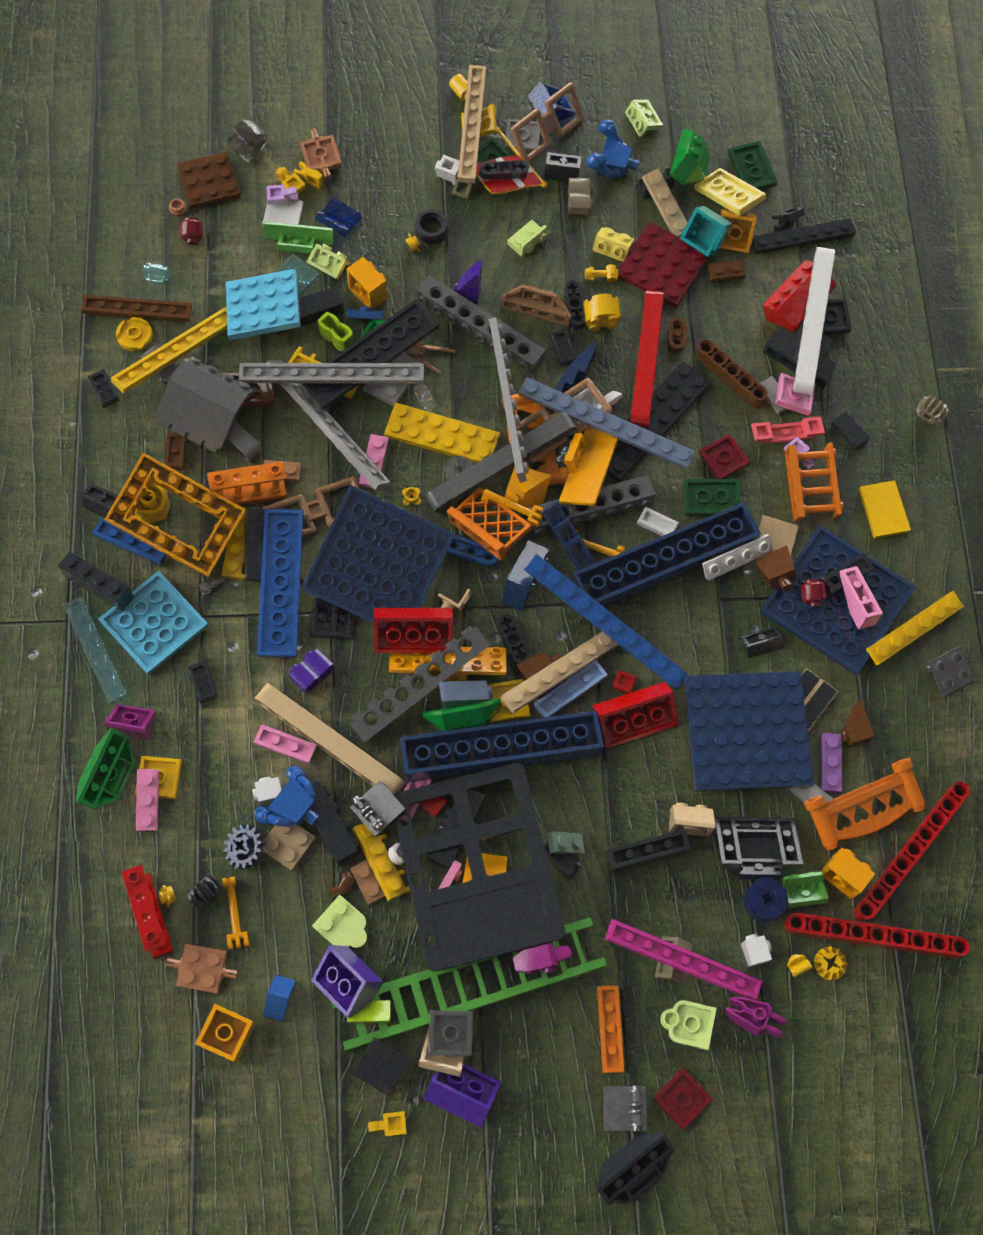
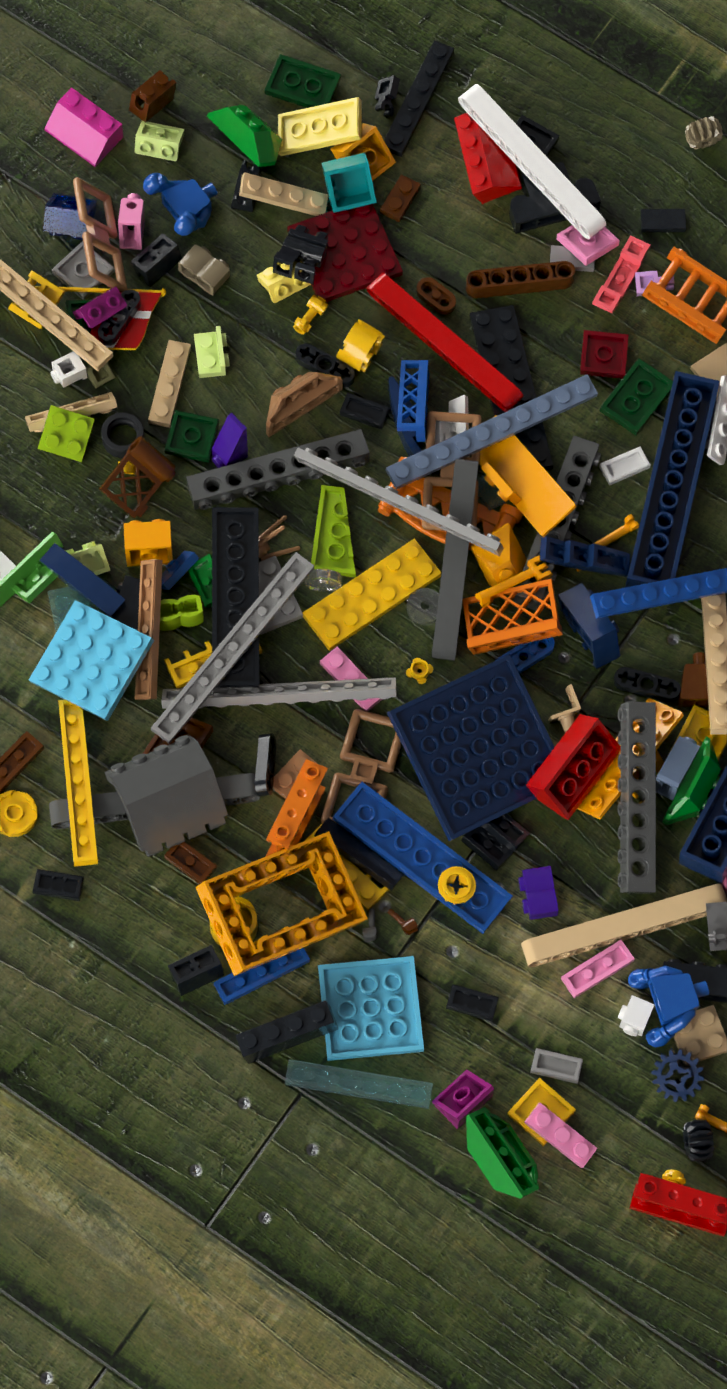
camera: 50 degrees left, 0 degrees up
(198, 765) = (556, 1066): none -> light grey tile
(227, 606) = (408, 926): none -> reddish brown hand
(261, 454) = (265, 764): none -> black beam
(276, 606) = (465, 879): none -> yellow gear
(308, 320) = (149, 625): none -> medium nougat tile
(311, 264) = (82, 580): none -> dark blue slope
(342, 214) = (33, 511): clear blue plate -> none
(404, 194) = (66, 433): none -> lime plate
(416, 186) = (98, 404): none -> tan plate
(422, 250) = (152, 466): none -> reddish brown piece
(459, 261) = (191, 436): none -> dark green plate
(459, 386) = (332, 534): none -> lime wing
(488, 229) = (169, 383): none -> tan plate
(500, 154) = (101, 307): none -> magenta bracket
(574, 136) = (131, 213): none -> bright pink torso
(596, 367) = (421, 399): none -> blue fence
(615, 73) = (84, 127): none -> slope
(634, 236) = (304, 247): none -> black hips
(667, 92) = (154, 94): none -> reddish brown brick

